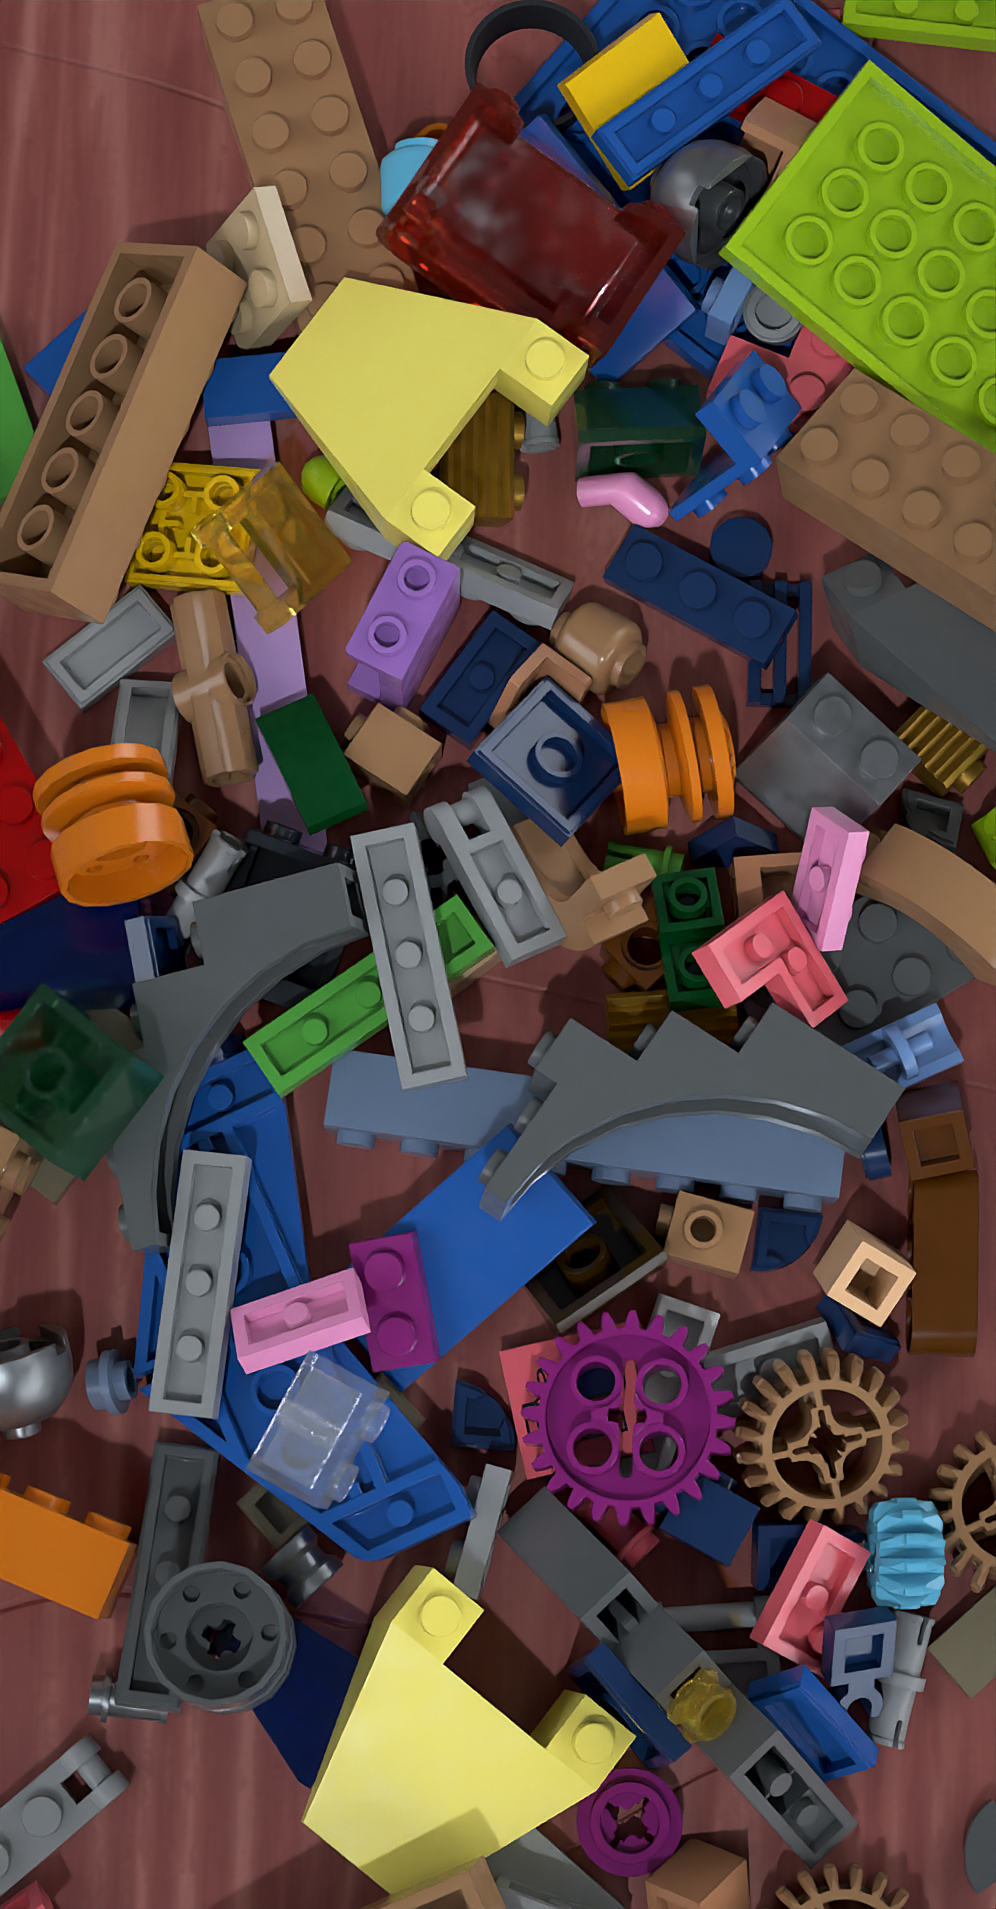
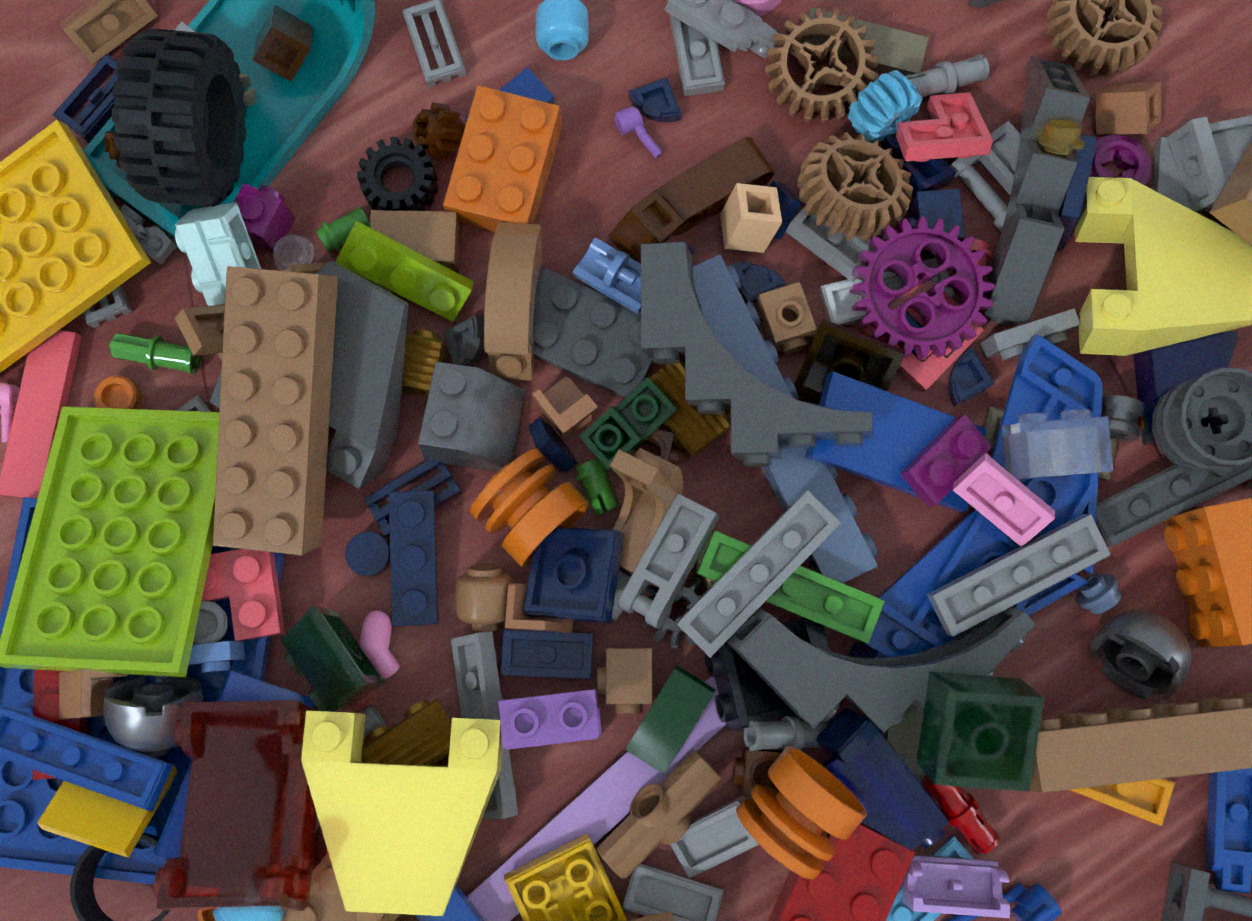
camera: 120 degrees left, 0 degrees up
(287, 535) = (536, 833): clear yellow plate -> none
(321, 481) = (486, 837): lime hinge -> none
(750, 422) = (290, 586): blue bracket -> none
(774, 950) = (610, 371): coral plate -> none
(813, 1723) = (1007, 98): blue tile -> none
(829, 875) = (542, 369): bright pink plate -> none
(856, 1652) = (958, 95): dark blue plate -> none

